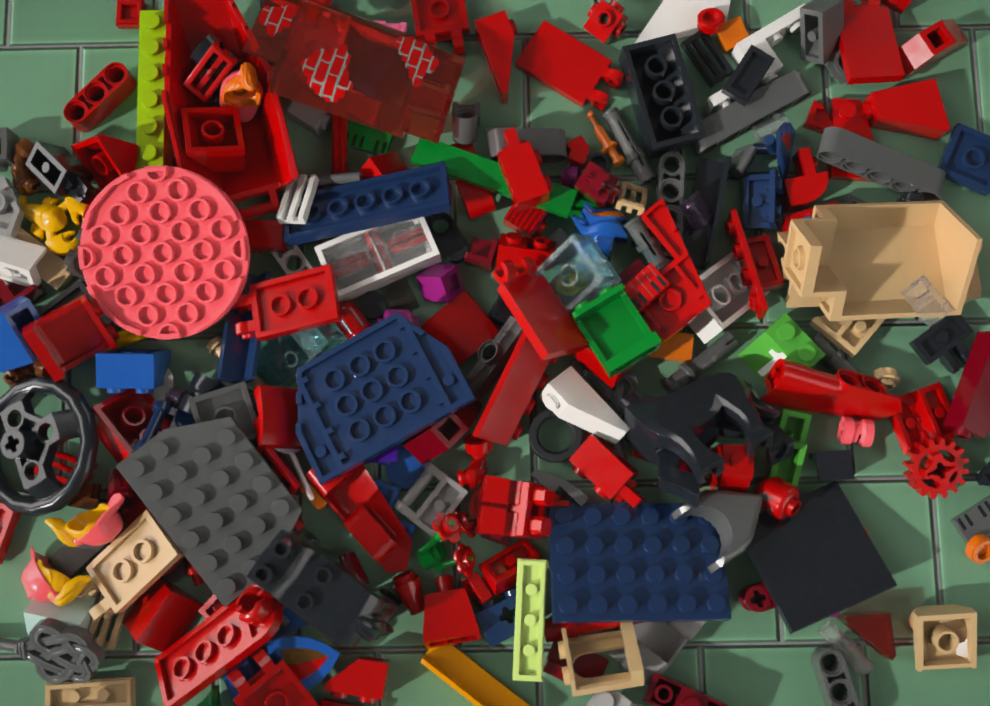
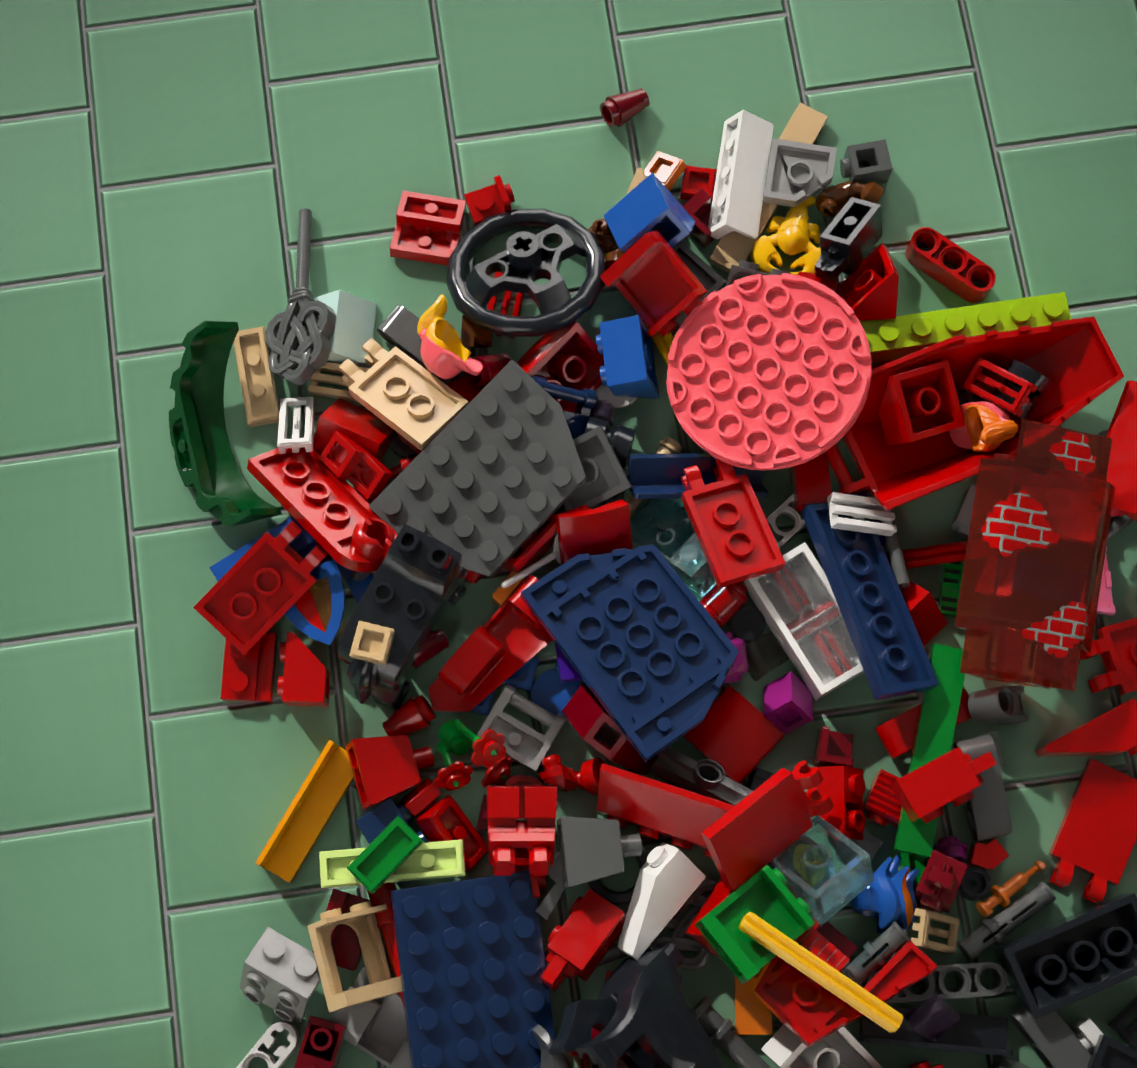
camera: 80 degrees right, 5 degrees down
(48, 584) = (372, 311): hair -> none
(129, 13) = (1063, 279): red tile -> none
(156, 664) = (296, 442): none -> white tile
(185, 614) = (356, 465): none -> red slope
(346, 616) = (372, 643): none -> tan tile
(450, 242) = (841, 708): black piece -> none
(522, 624) = (385, 855): none -> green tile
(539, 452) = (593, 849): none -> dark grey torso
(658, 285) = (821, 972): none -> yellow axle

